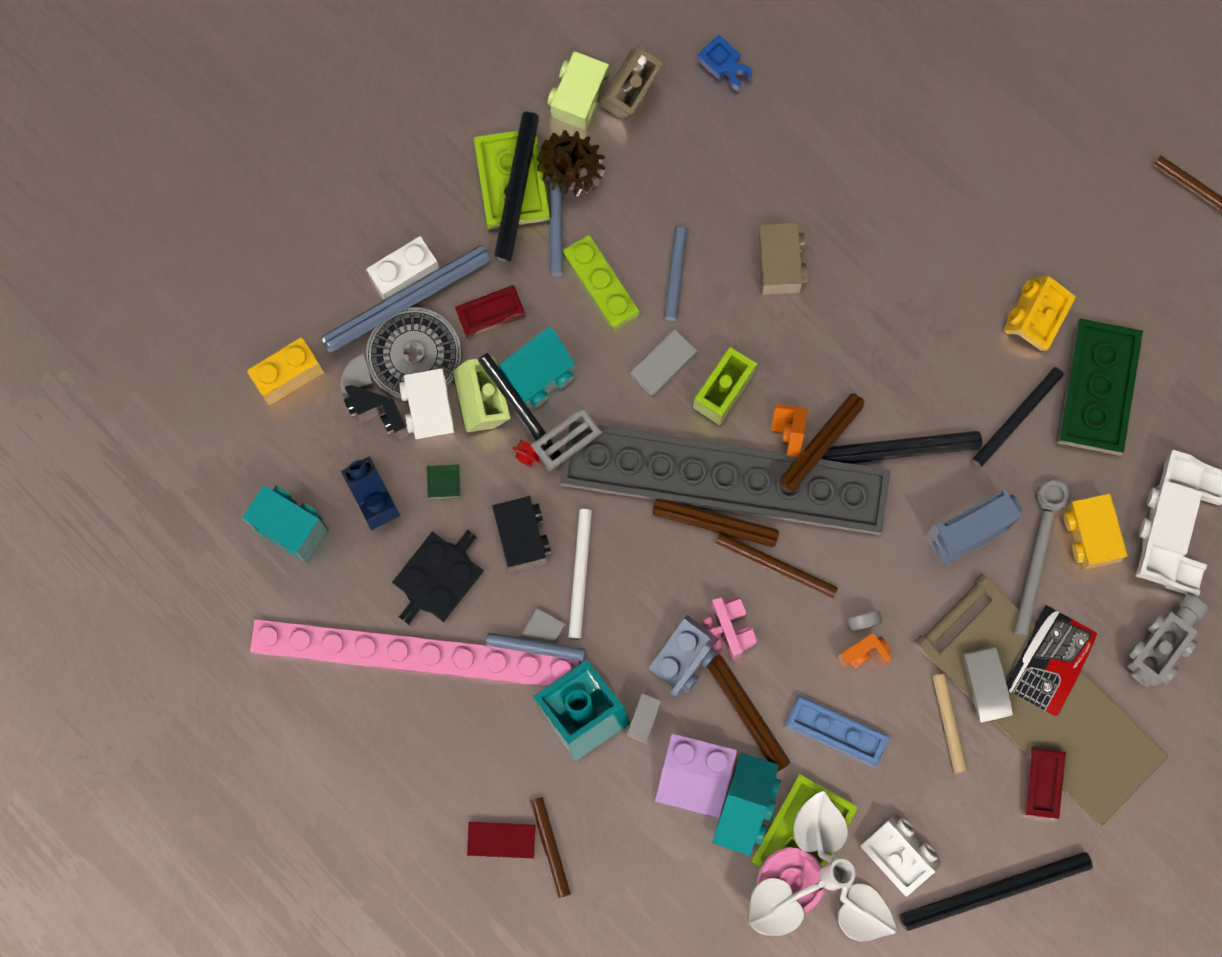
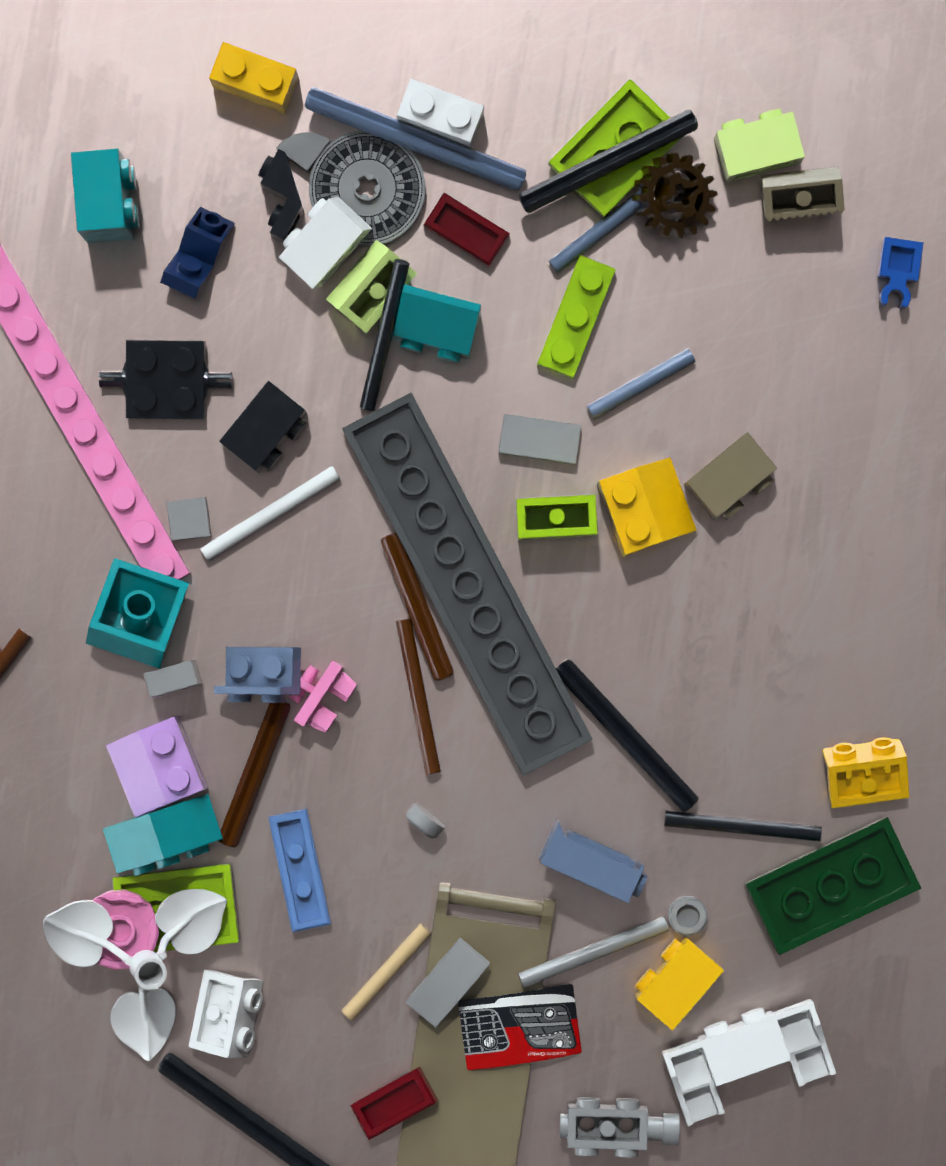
camera: 55 degrees right, 10 degrees up
(443, 482) = (262, 314): clear green tile -> none
(525, 453) = (349, 374): red plate -> none
(535, 647) = (165, 524): sand blue bar -> none
(543, 455) = (419, 411): light grey tile -> none
(759, 327) = (646, 506): none -> yellow slope
(791, 422) = (569, 610): orange bracket -> none
(821, 442) = (570, 653): reddish brown axle -> none
(859, 653) = (388, 837): orange bracket -> none

